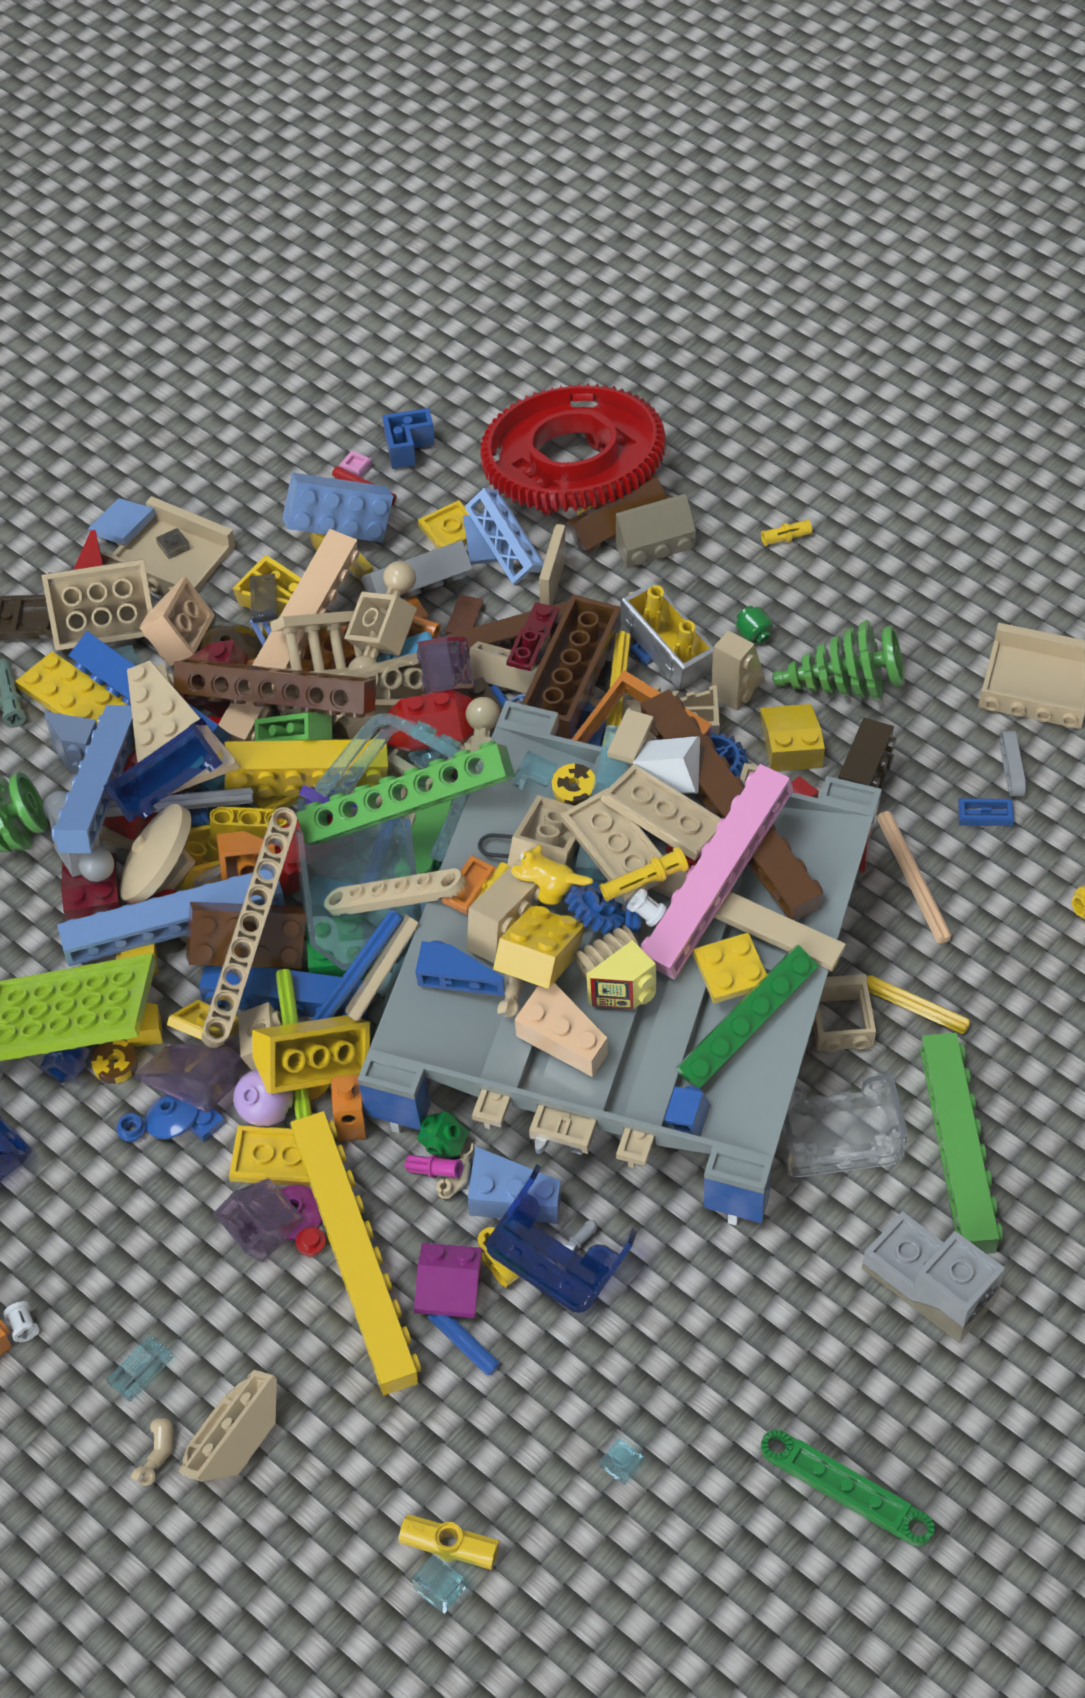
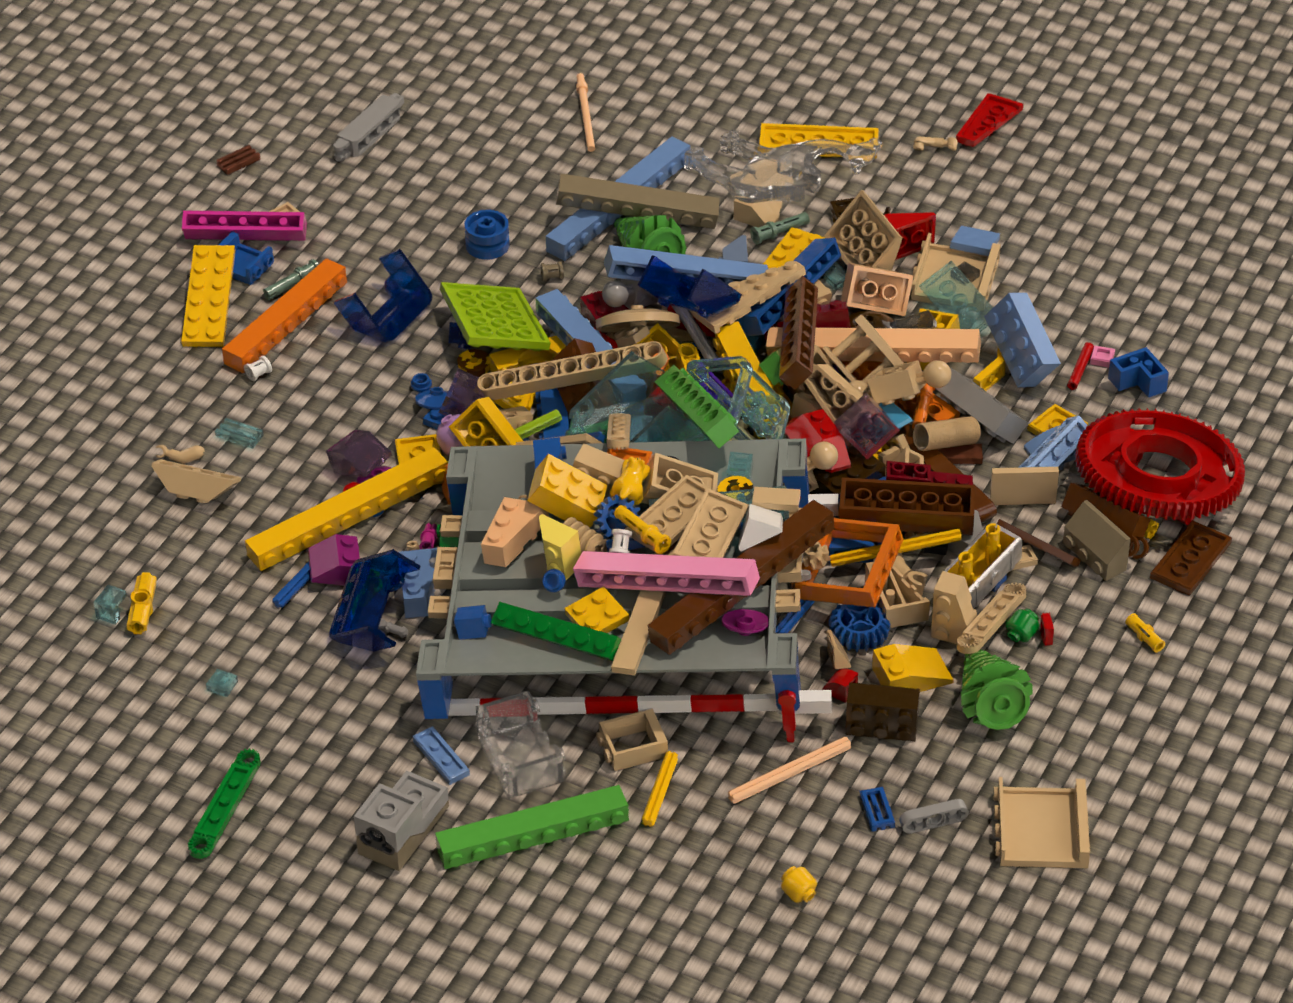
camera: 75 degrees right, 10 degrees down
(224, 553) = (957, 295): none -> clear light blue tile
(455, 609) = (946, 433): none -> tan piece
(638, 580) = (1040, 544): none -> reddish brown tile
(663, 1000) = (553, 580): none -> blue plate
(692, 475) = (1191, 558): none -> reddish brown tile
(766, 602) = (1046, 629): none -> red tile
(771, 656) = (991, 618): none -> tan plate
(795, 821) = (745, 621): none -> magenta dish
(811, 1222) = (441, 755): none -> medium blue tile

